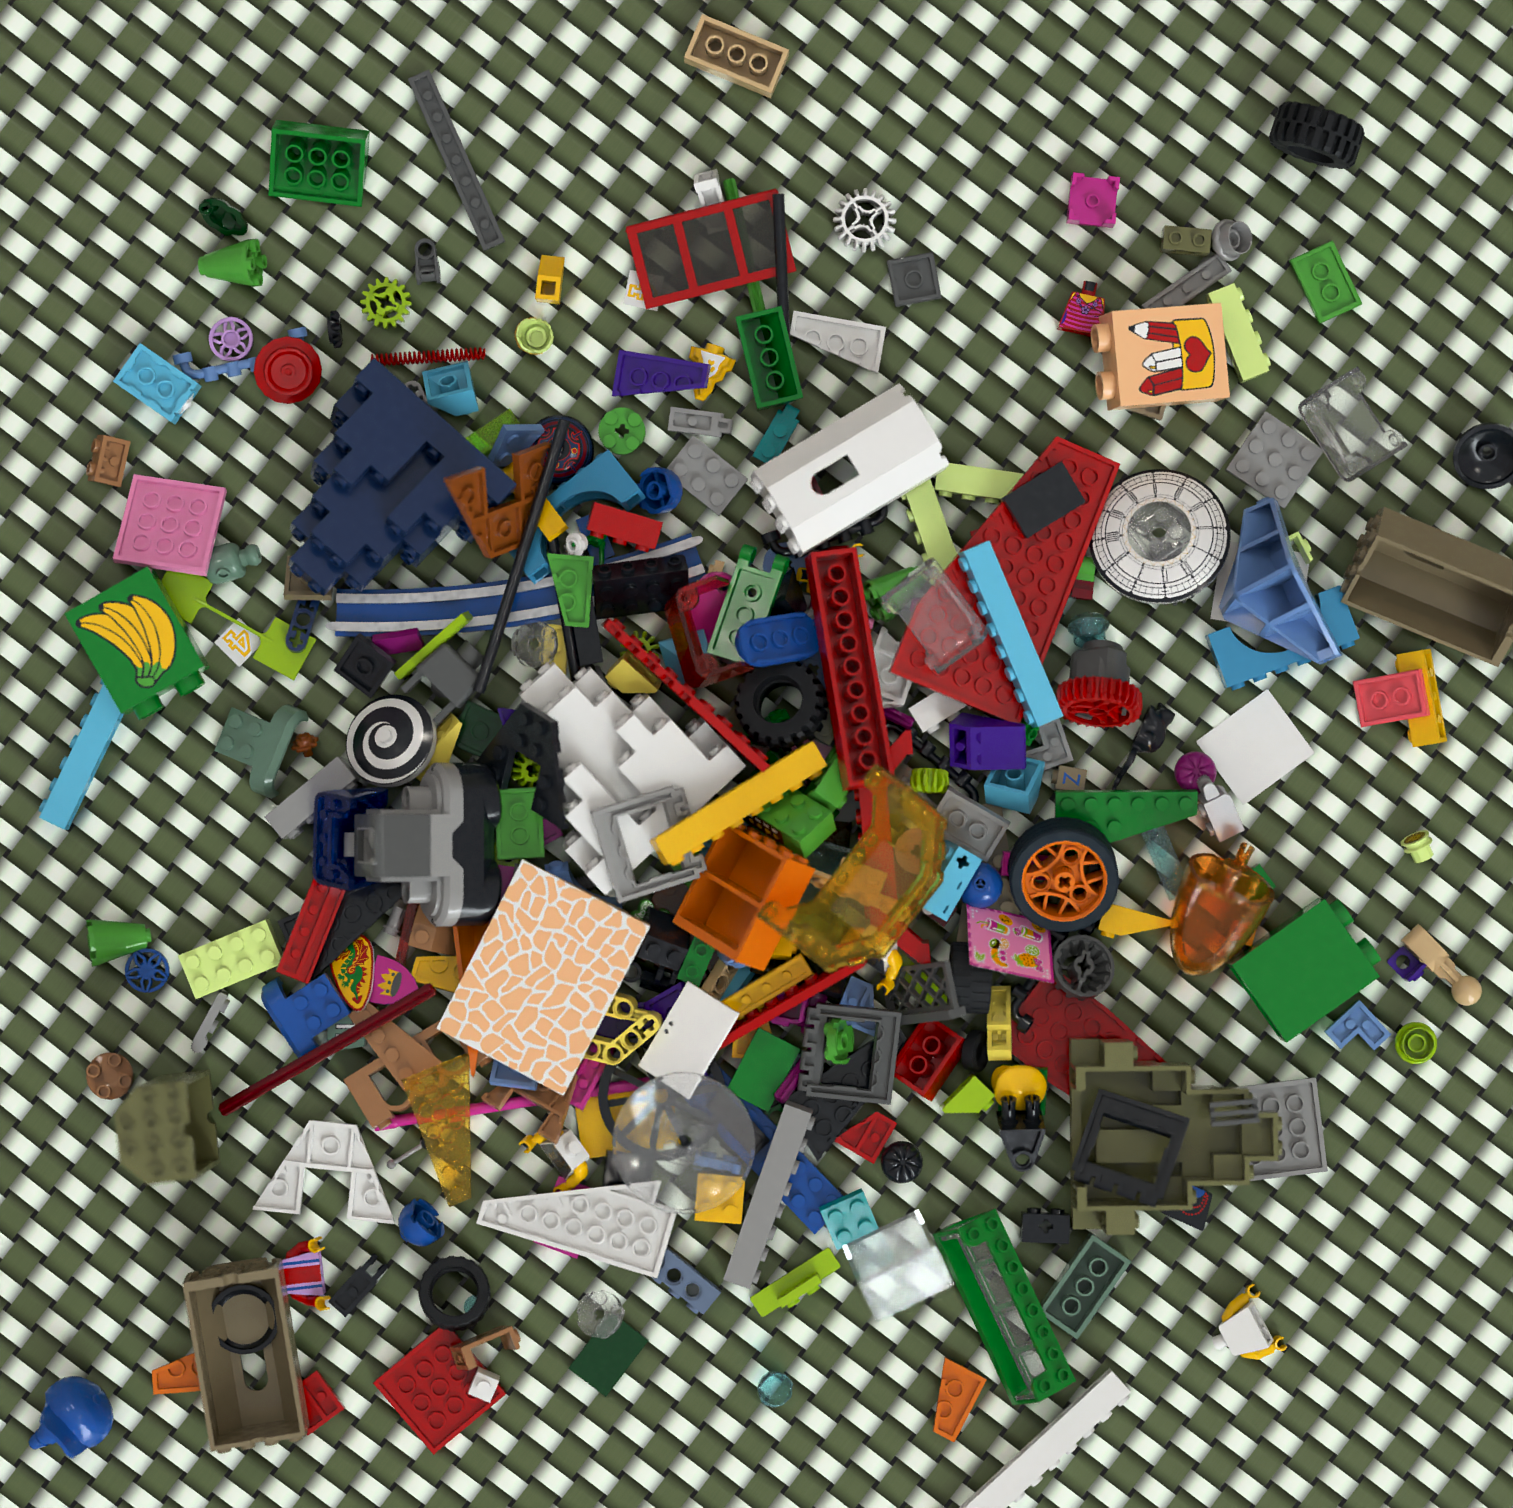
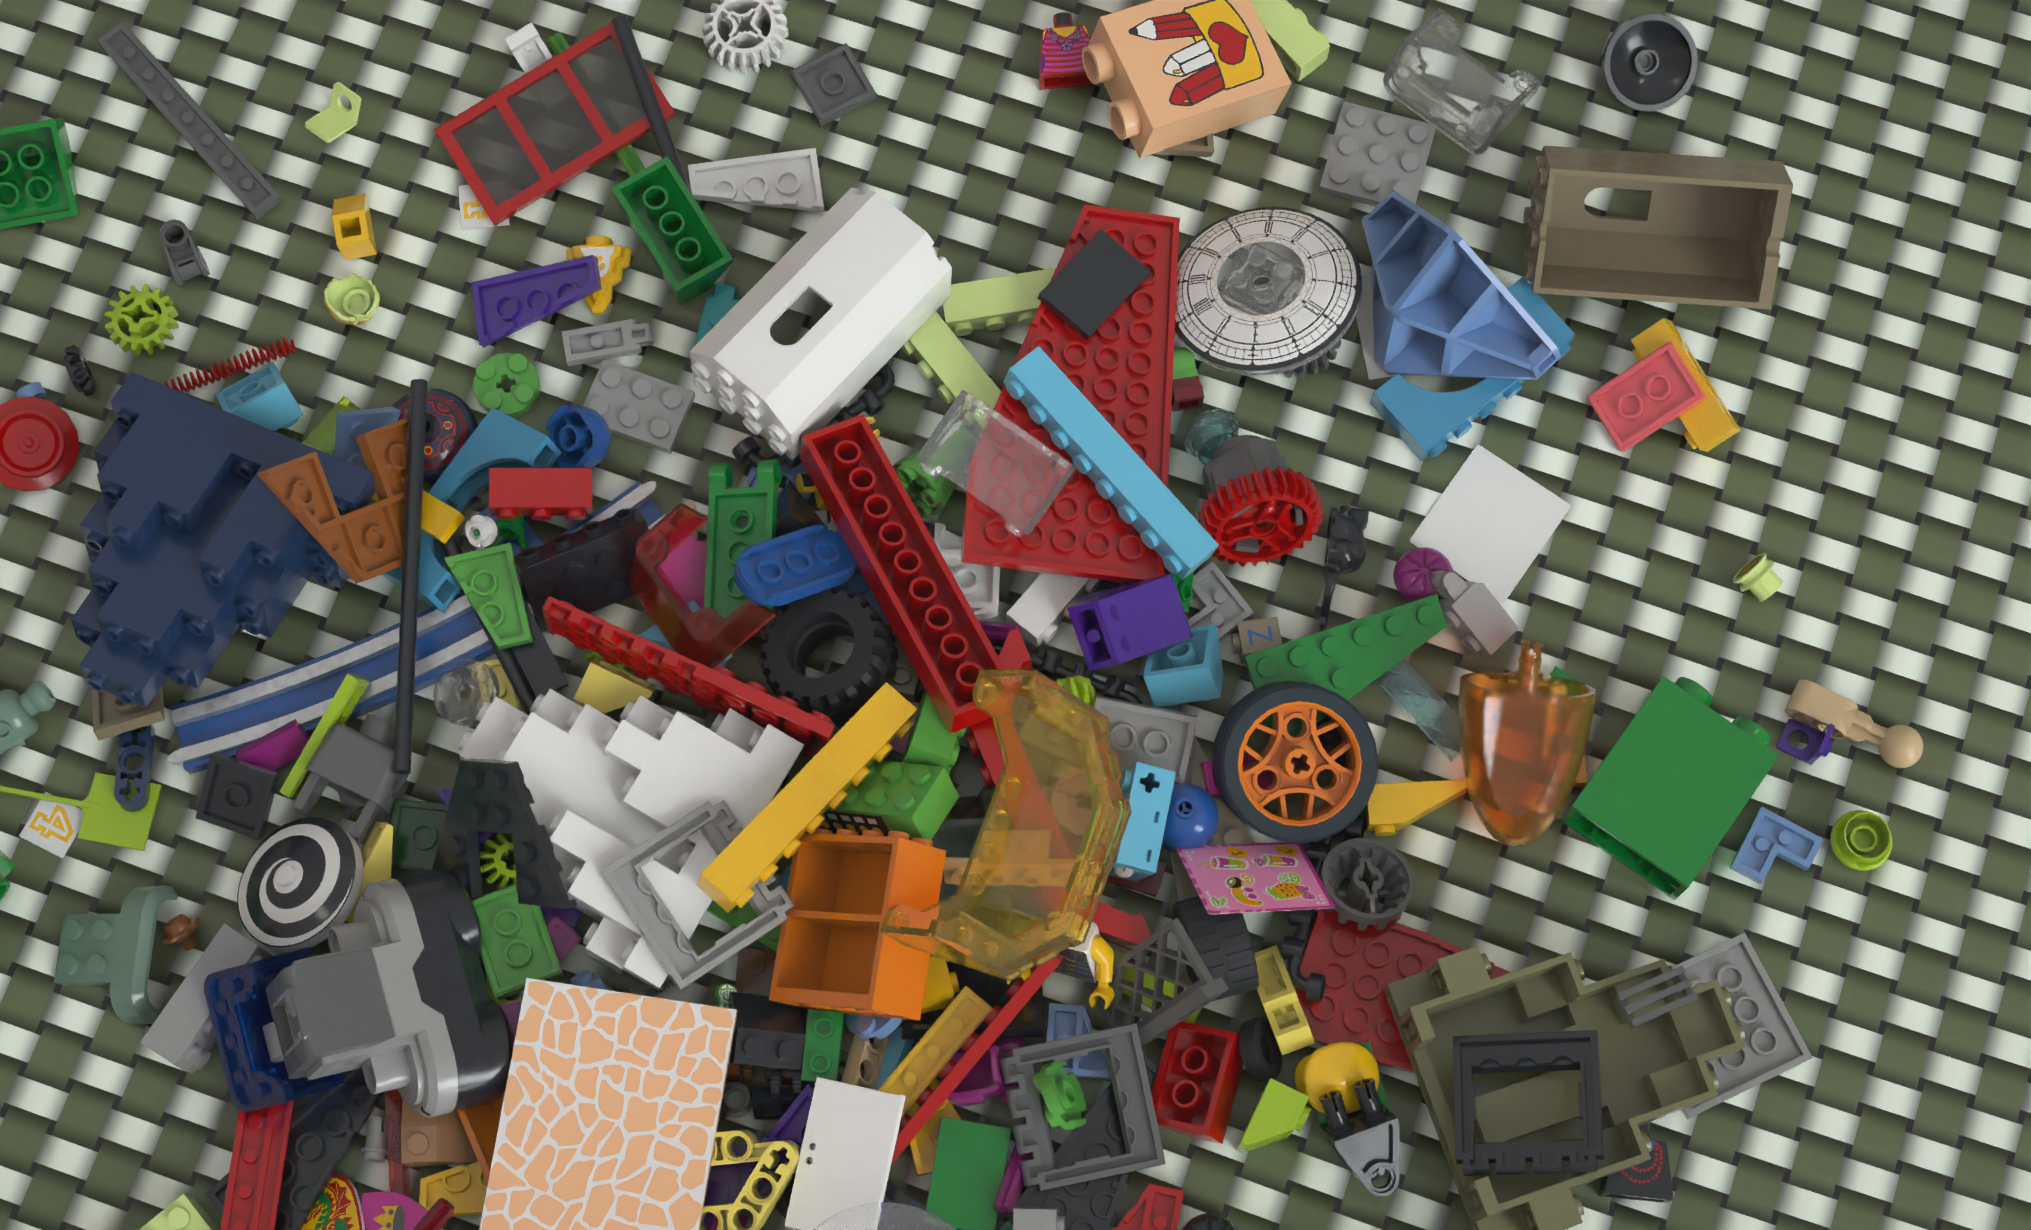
camera: 10 degrees left, 15 degrees down
(558, 192) = (336, 118): none -> yellowish green bracket

